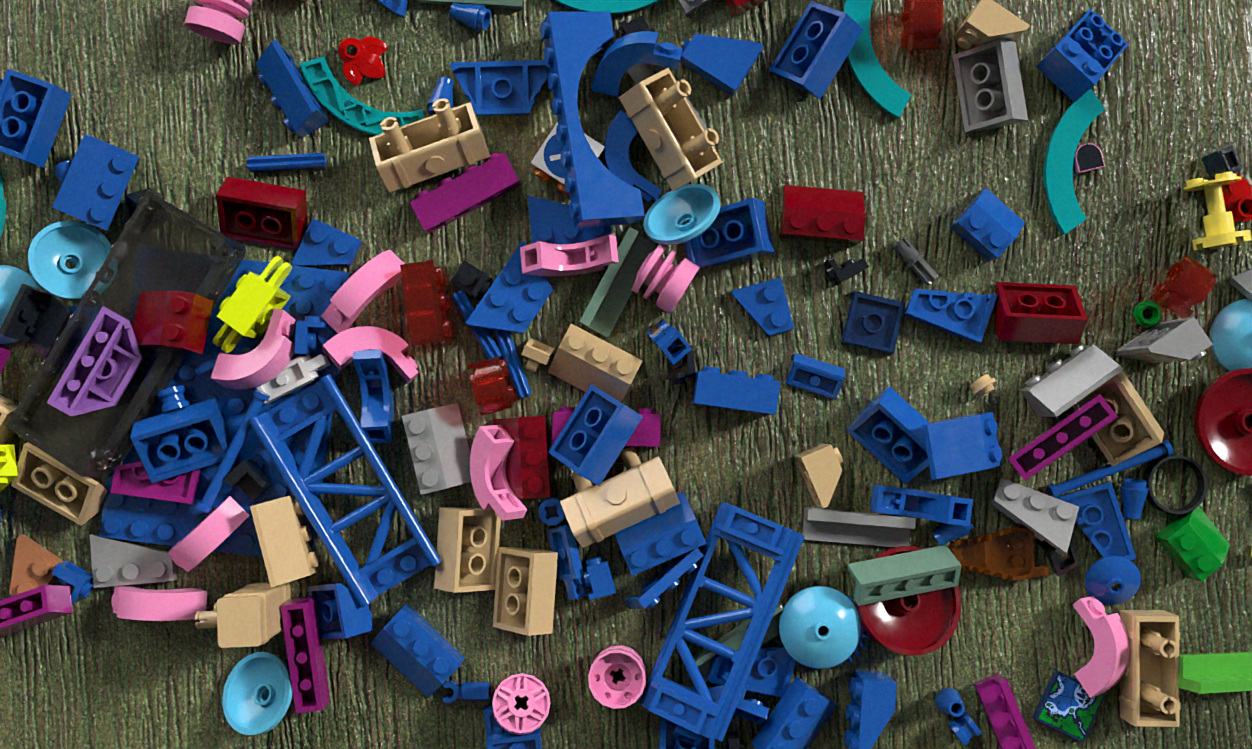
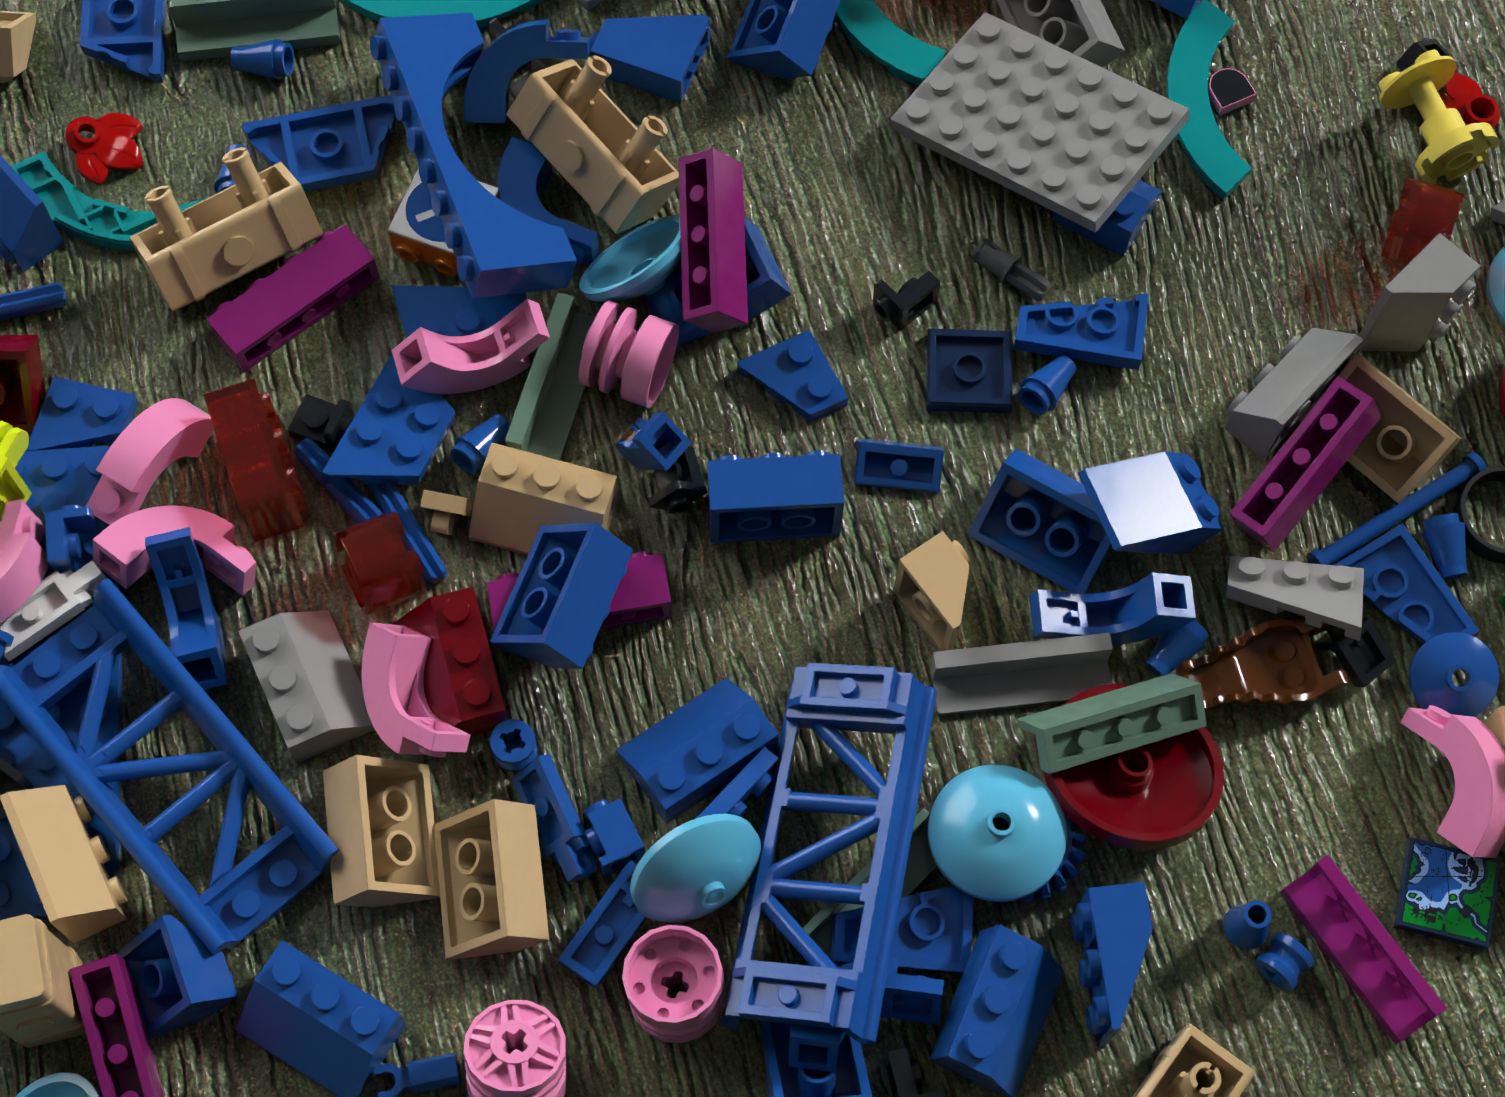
camera: 10 degrees left, 20 degrees down
(564, 315) = (472, 447): none -> blue cone
(588, 630) = (605, 932): none -> blue hinge
(619, 500) = (621, 696): tan piece -> none
(643, 620) = (695, 868): none -> medium azure dish
(732, 219) = (712, 241): none -> magenta brick
(822, 215) = (853, 236): dark red slope -> none
(917, 345) = (1045, 387): none -> blue cone
(960, 166) = (1040, 121): none -> light grey plate
(983, 385) = (1163, 425): tan plate -> none
(1039, 313) = (1219, 308): dark red slope -> none
(1154, 314) = (1379, 271): green plate -> none

